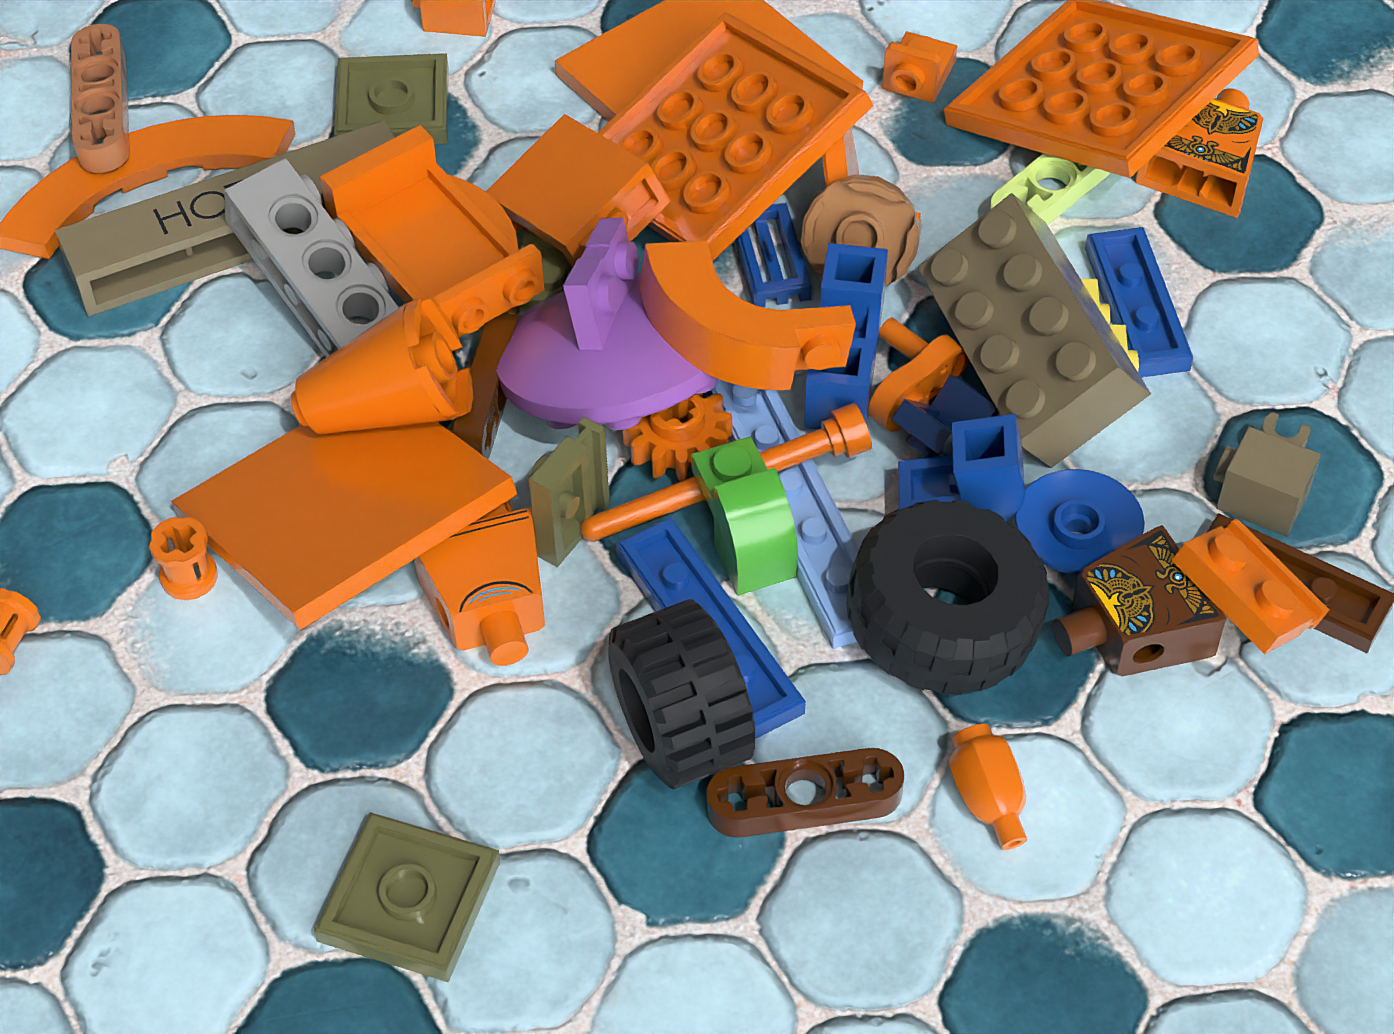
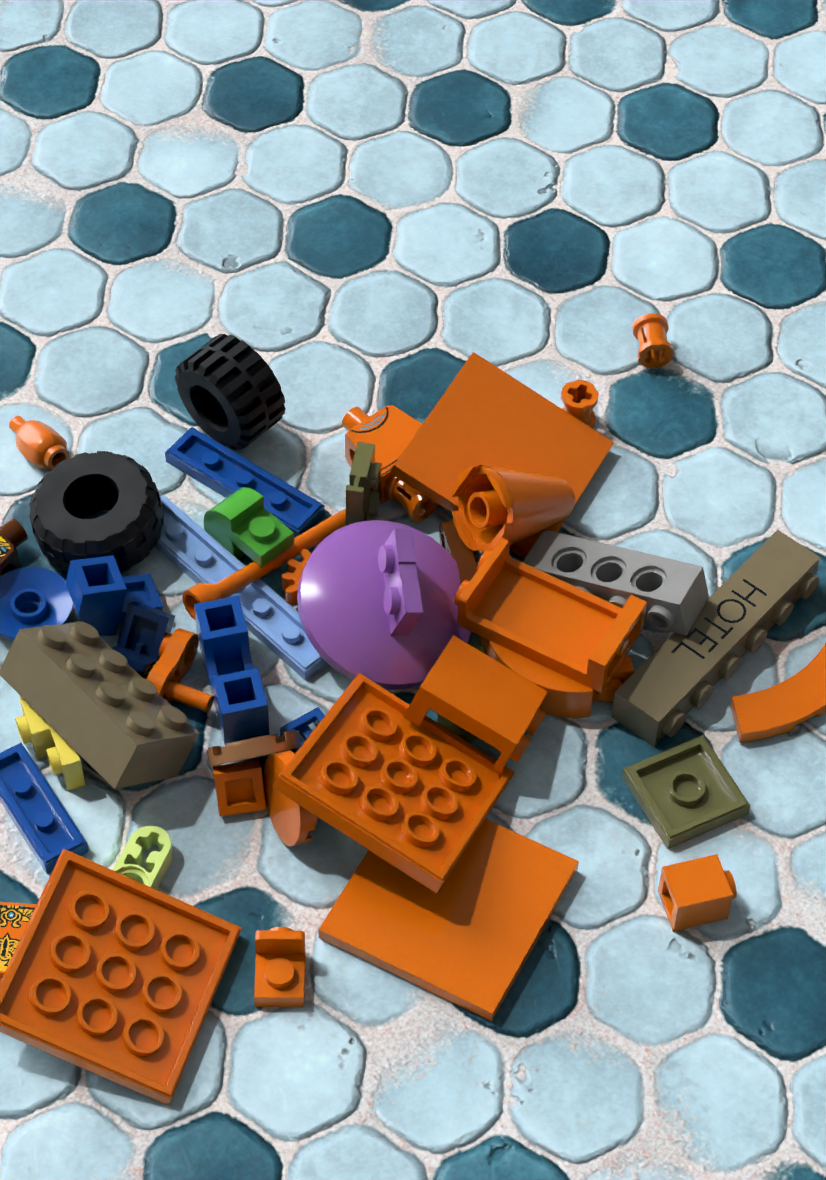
camera: 155 degrees right, 0 degrees up
(408, 897) = (339, 301): olive tile -> none
(729, 335) = (297, 568): orange arch -> none
(822, 769) = (137, 424): reddish brown beam -> none

